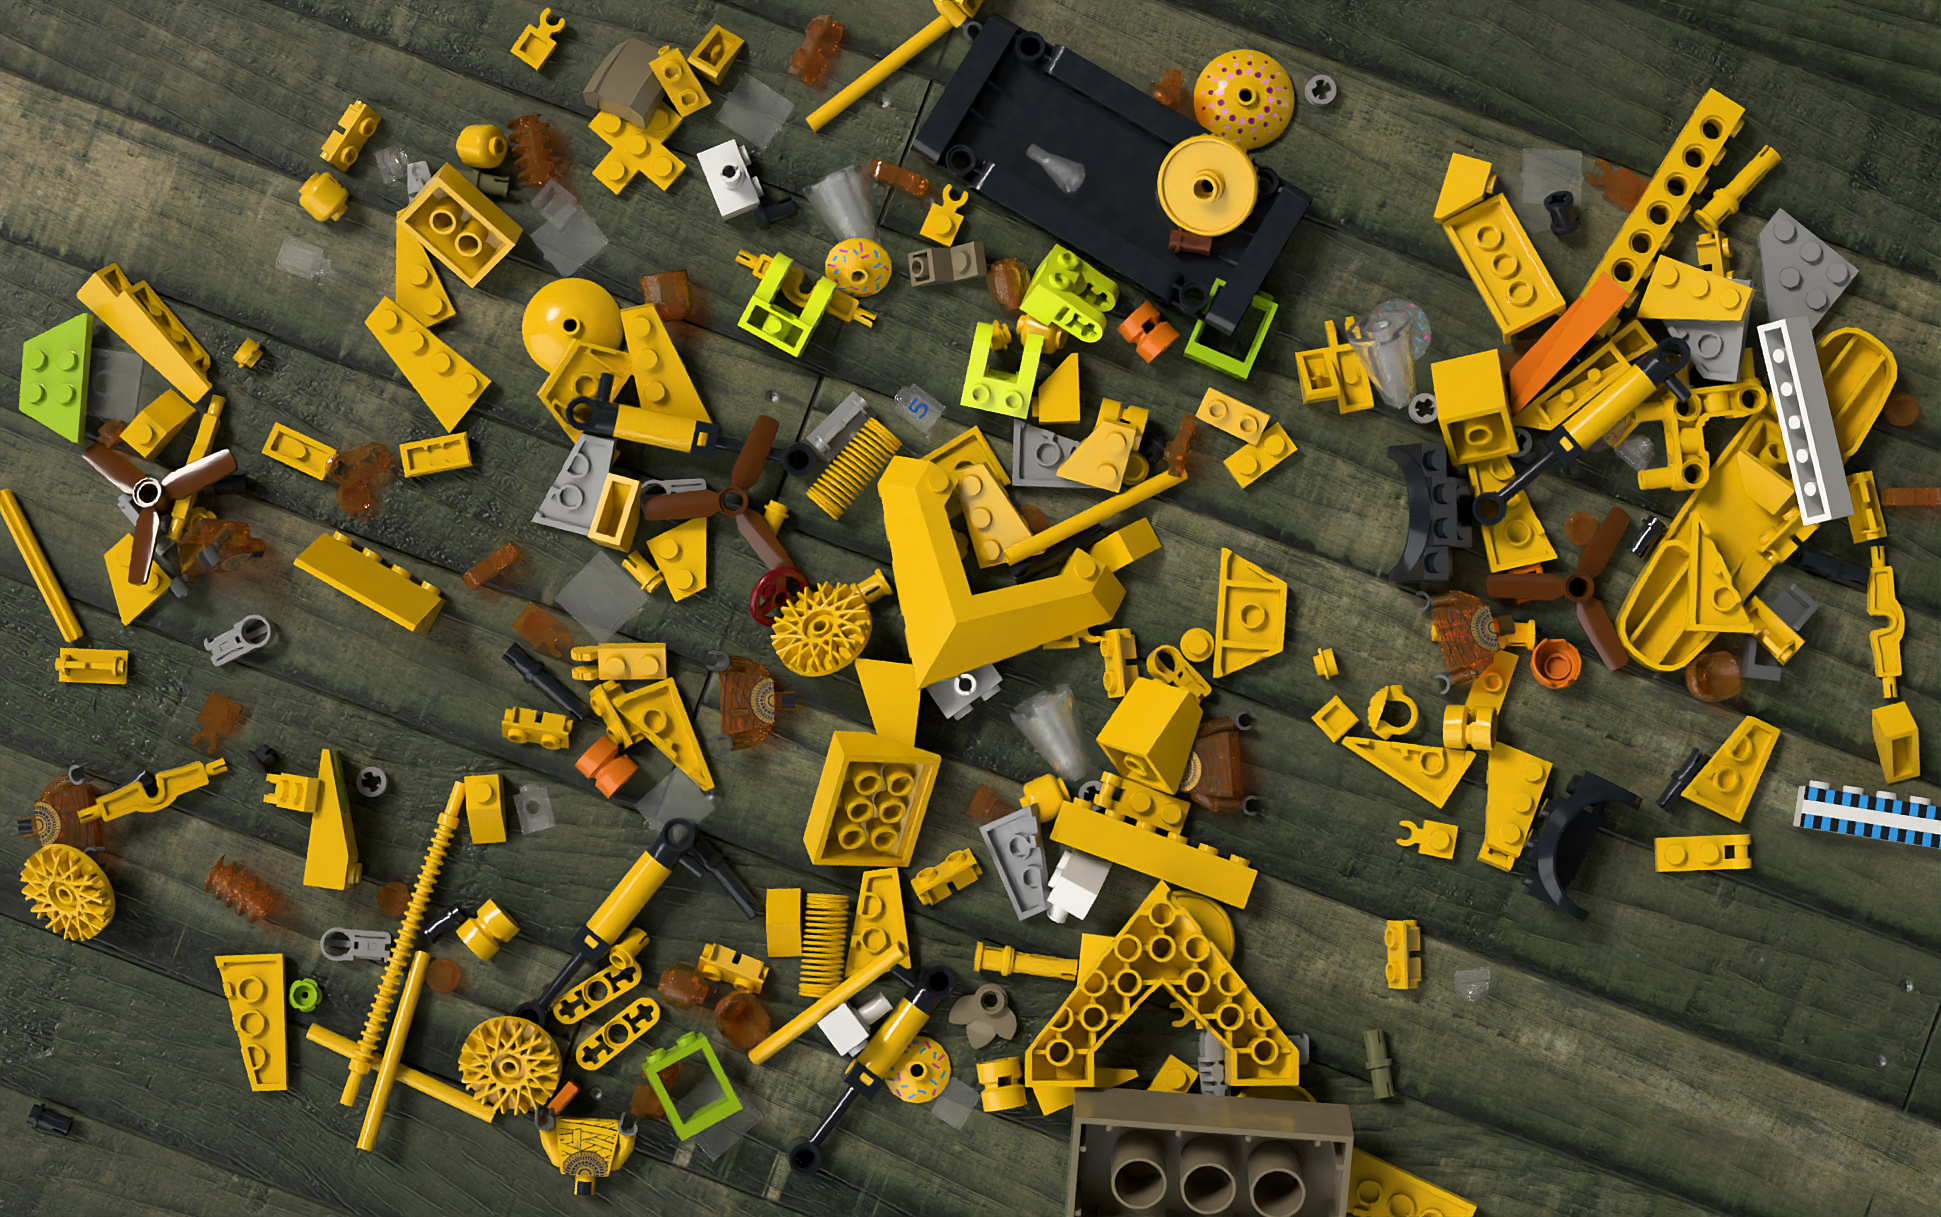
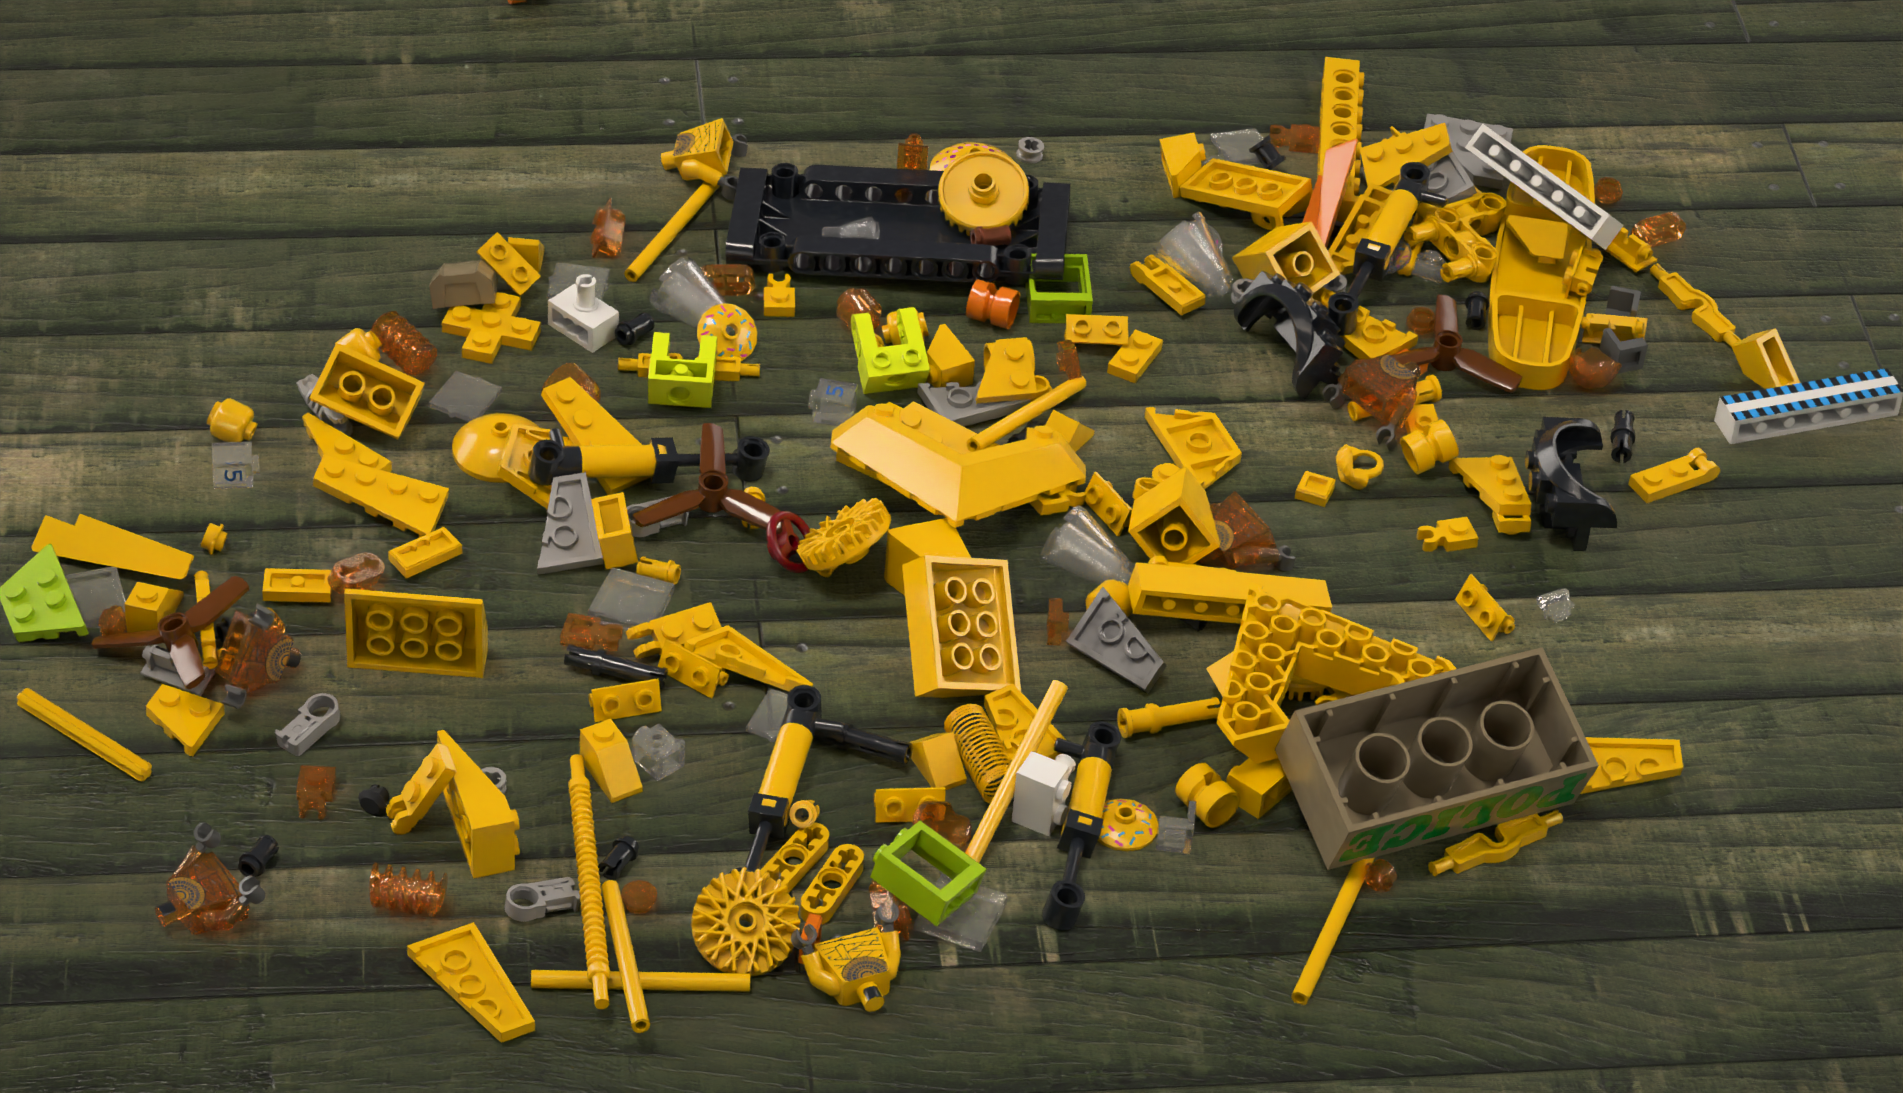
camera: 30 degrees left, 45 degrees down
(69, 891) = (212, 926): yellow wheel -> none
(92, 666) = (163, 788): yellow hinge -> none
(134, 796) = (268, 850): yellow piece -> none
(314, 995) = (512, 952): lime plate -> none
(343, 149) = (235, 380): yellow hinge -> none
(392, 164) = (280, 392): clear plate -> none
(393, 898) = (558, 856): clear orange plate -> none
(488, 930) = (664, 841): yellow wheel -> none
(491, 566) = (518, 605): clear orange beam -> none
(536, 44) = (369, 288): yellow plate -> none
(556, 205) = (444, 365): clear panel -> none
(606, 766) = (707, 697): orange wheel -> none
(682, 557) = (691, 552): yellow wing -> none
(682, 986) = (871, 823): clear orange head -> none
(747, 702) = (803, 618): clear orange torso -> none
(841, 426) = (779, 429): light grey hinge -> none
(877, 432) = (820, 439): yellow piece -> none
(932, 881) = (1067, 671): yellow hinge -> none
(947, 264) = (809, 317): dark tan slope -> none
(957, 693) = (995, 539): white brick -> none
(983, 1020) = (1158, 763): dark tan plate -> none
(1061, 291) = (905, 287): neon yellow brick -> none
(1076, 884) = (1177, 633): white brick -> none
(1154, 446) = (1048, 369): black piece -> none
(1317, 376) = (1151, 298): yellow slope -> none
(1325, 663) = (1282, 454): yellow plate -> none
(1423, 769) = (1399, 492): yellow wing -> none
(1556, 663) = (1465, 397): orange hair -> none
(1711, 597) = (1550, 302): yellow wing -> none
(1727, 200) = (1386, 115): yellow pin -> none
(1734, 770) = (1657, 415): yellow wing -> none
(1833, 567) = (1634, 282): black pin -> none

